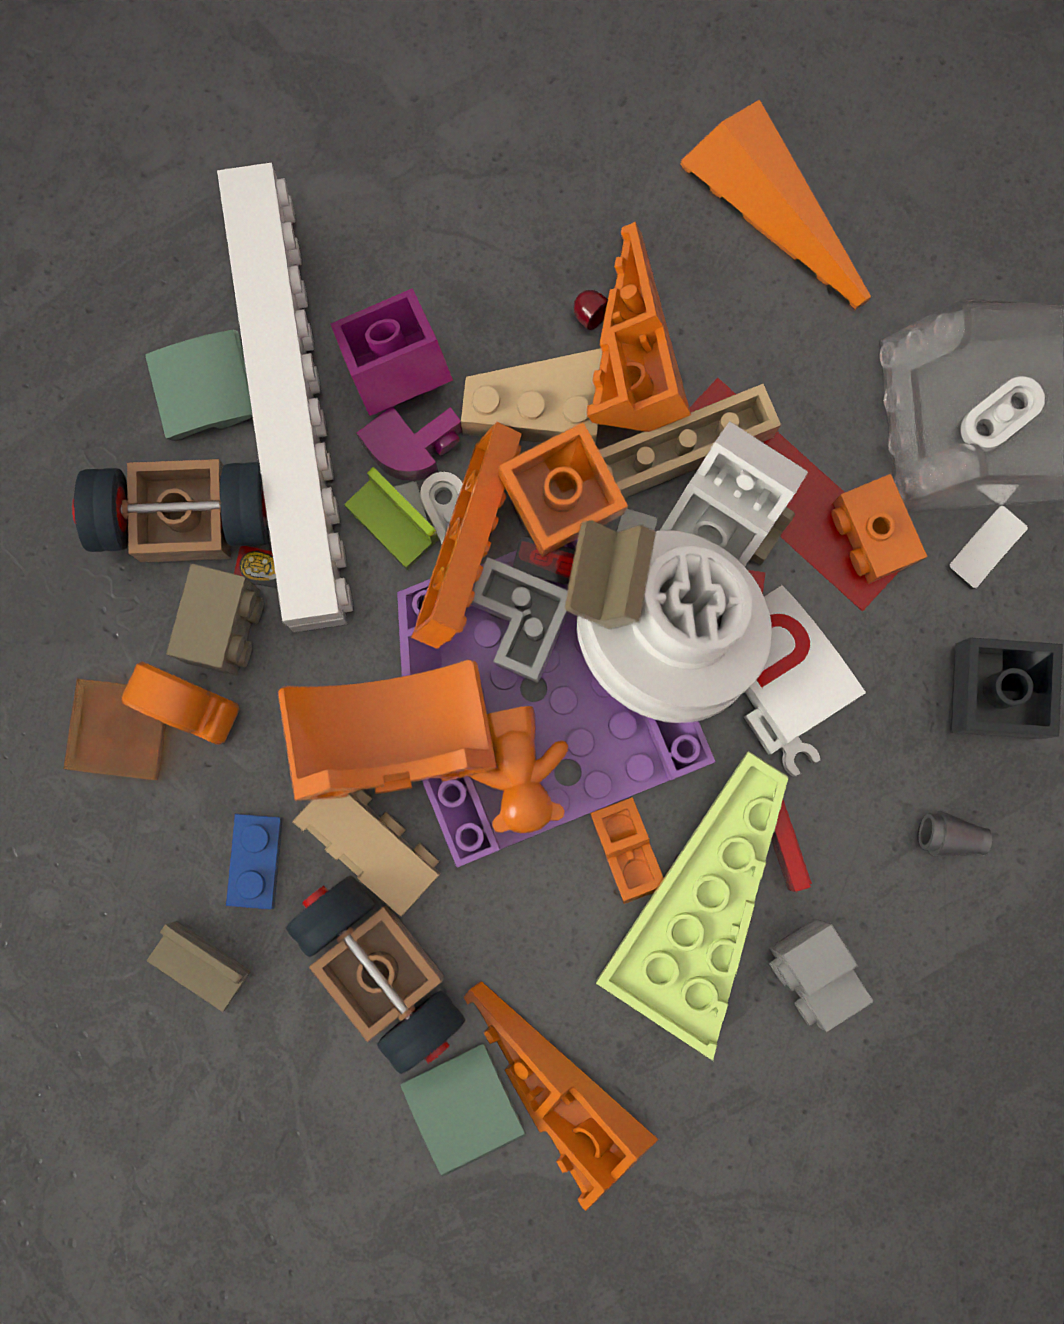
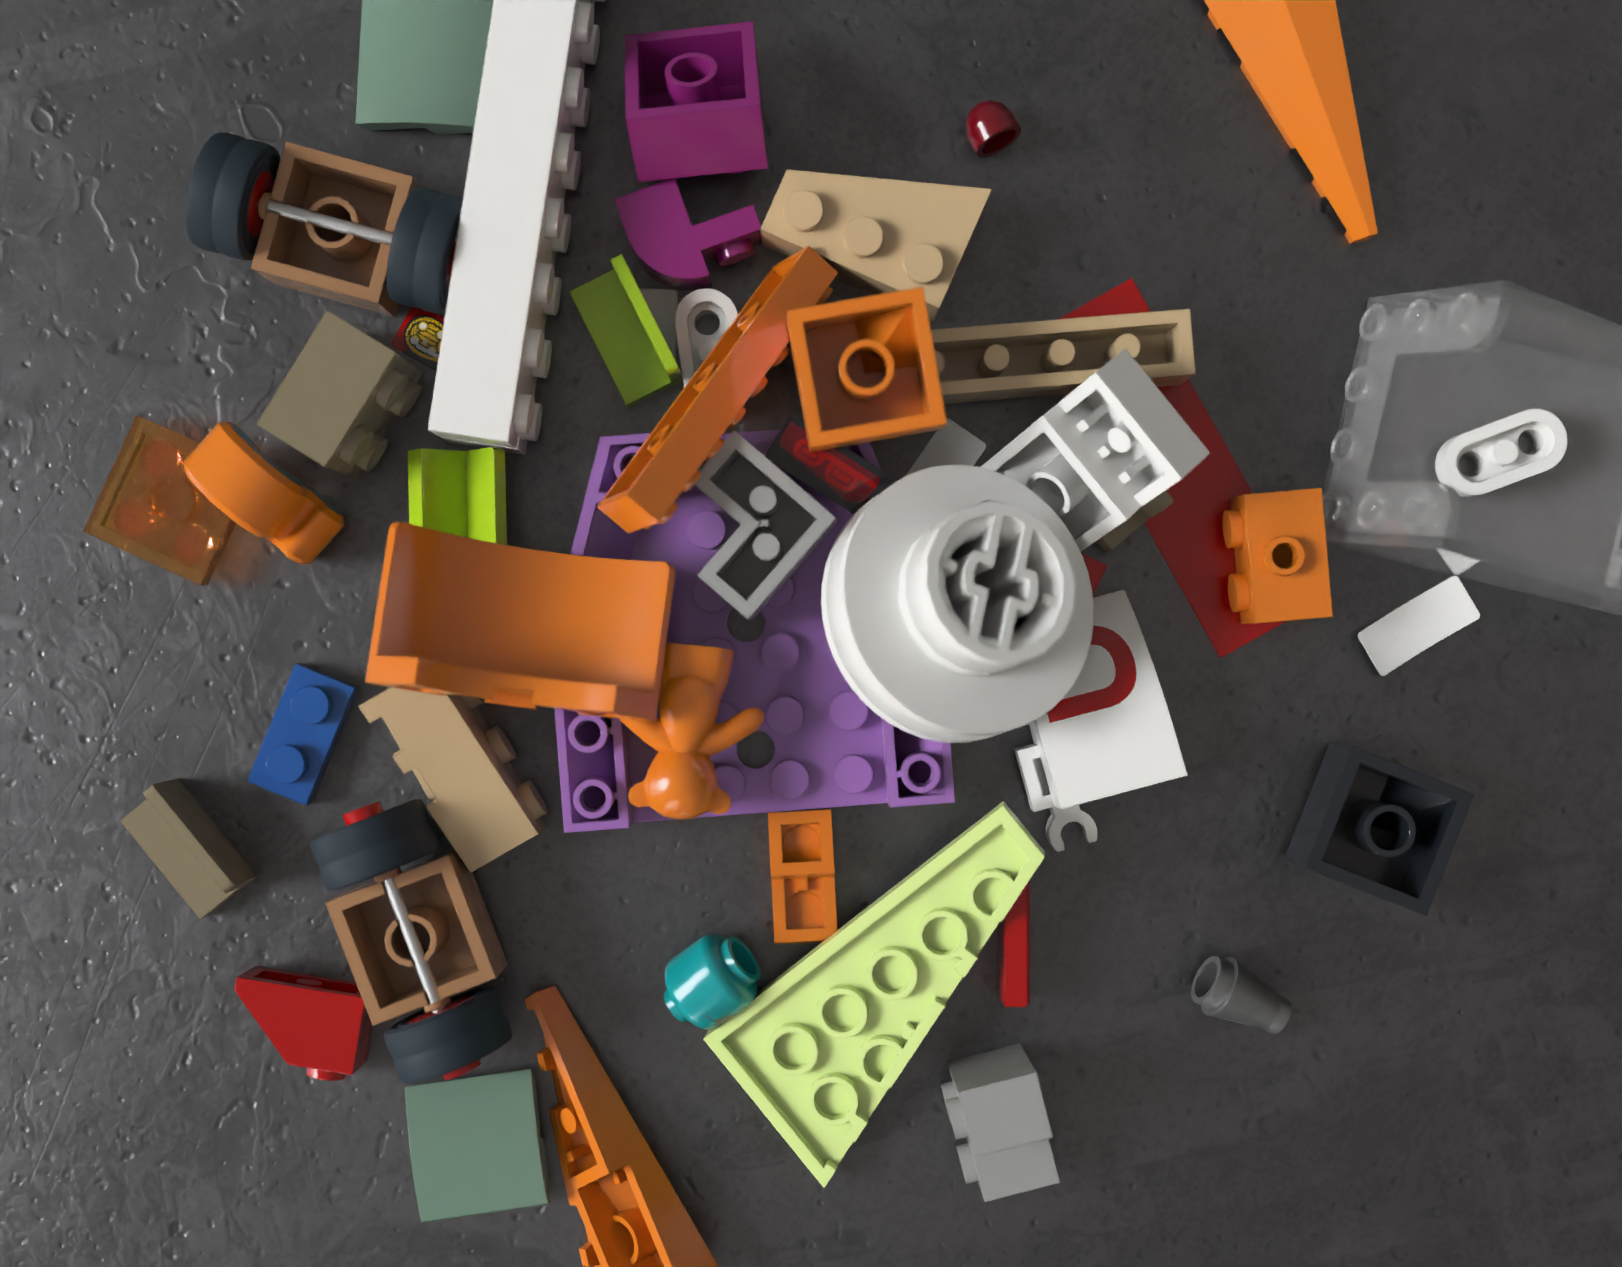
camera: 25 degrees right, 5 degrees up
(312, 658) = (459, 492): none -> lime panel
(322, 1056) = (309, 1019): none -> red slope
(588, 941) = (711, 981): none -> teal head
(610, 574) = (890, 511): dark tan panel -> none
(638, 368) = (1025, 238): orange wedge -> none

